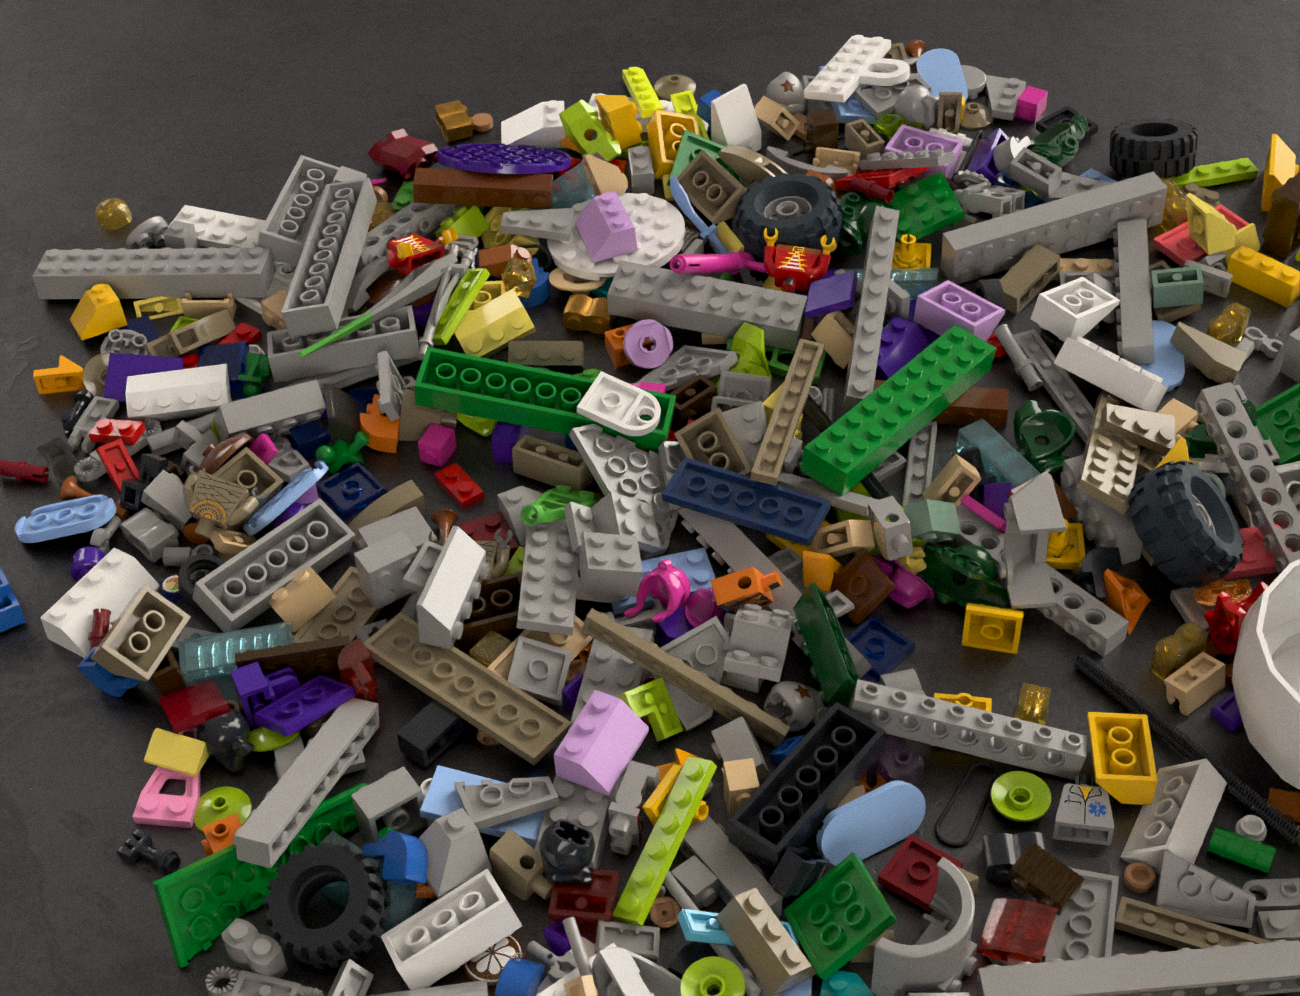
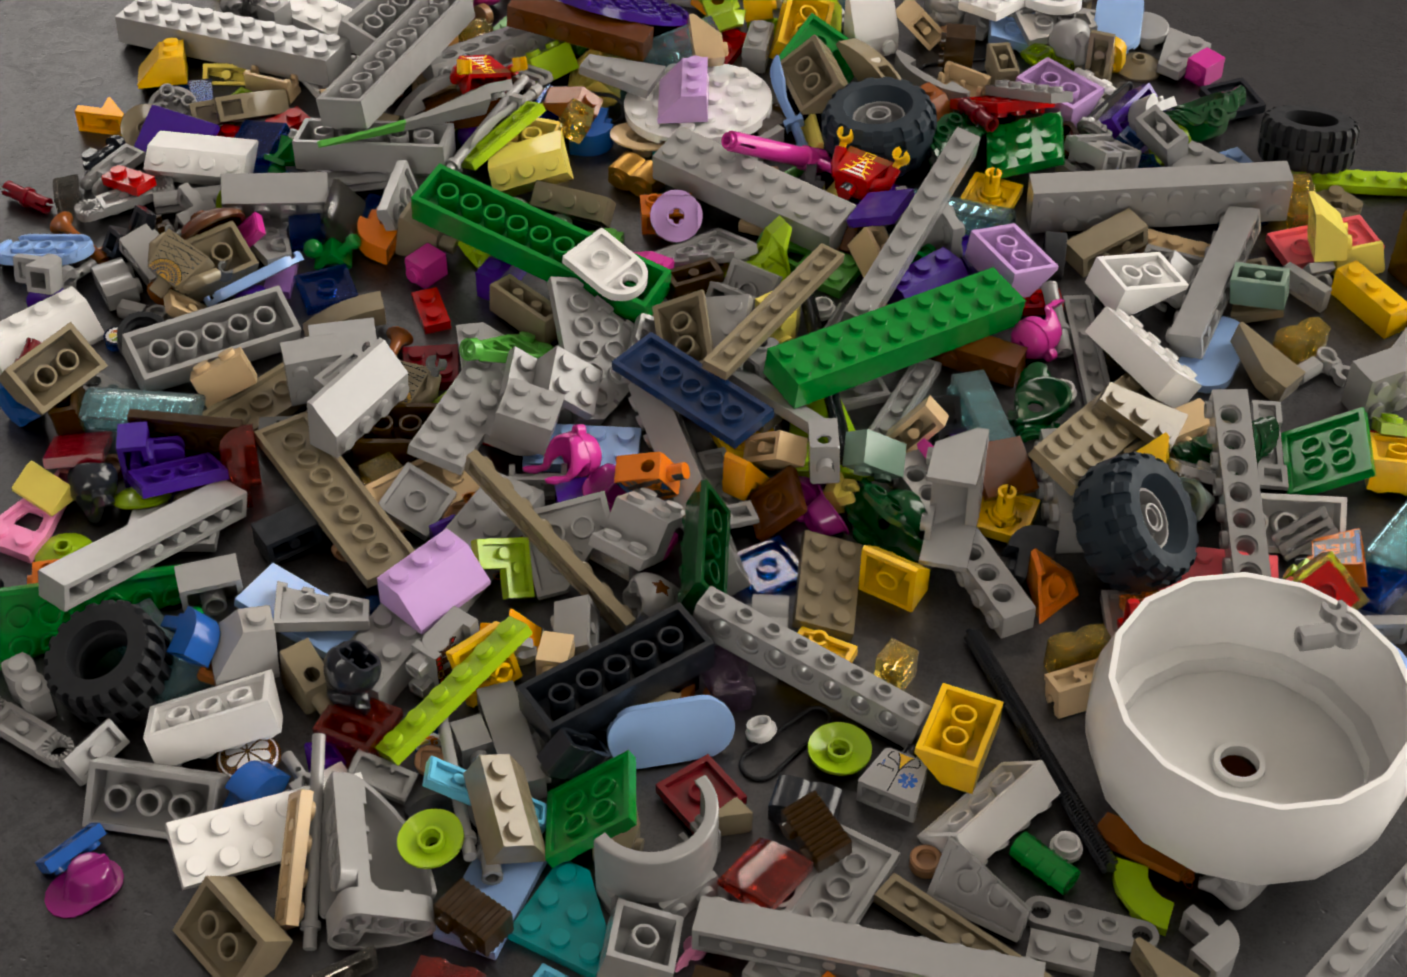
camera: 15 degrees right, 0 degrees up
(80, 542) = (39, 273): none -> light grey brick
(117, 463) = (115, 207): red plate -> none
(937, 649) = (827, 585): none -> dark tan plate
(943, 798) = (760, 729): none -> white plate
(1012, 374) = (1039, 334): none -> dark pink hair

